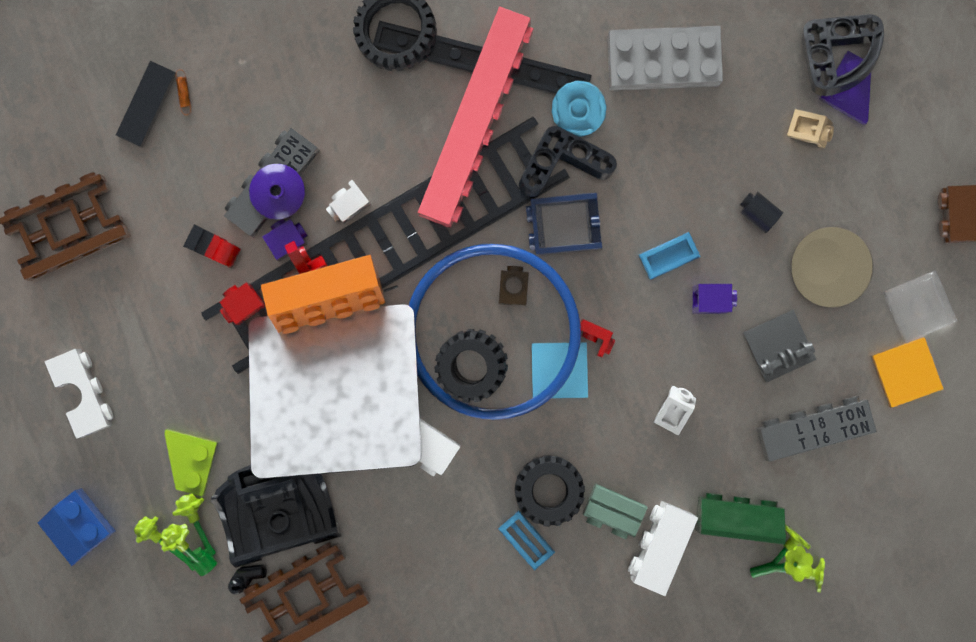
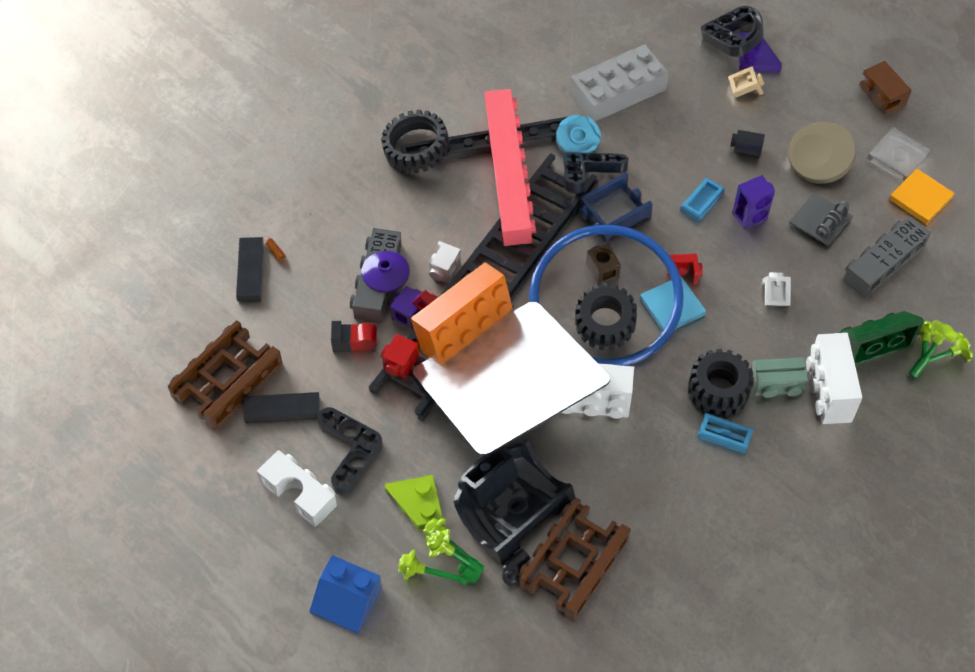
camera: 25 degrees left, 30 degrees down
(106, 290) = (281, 407): none -> black tile
(161, 376) = (358, 449): none -> black beam

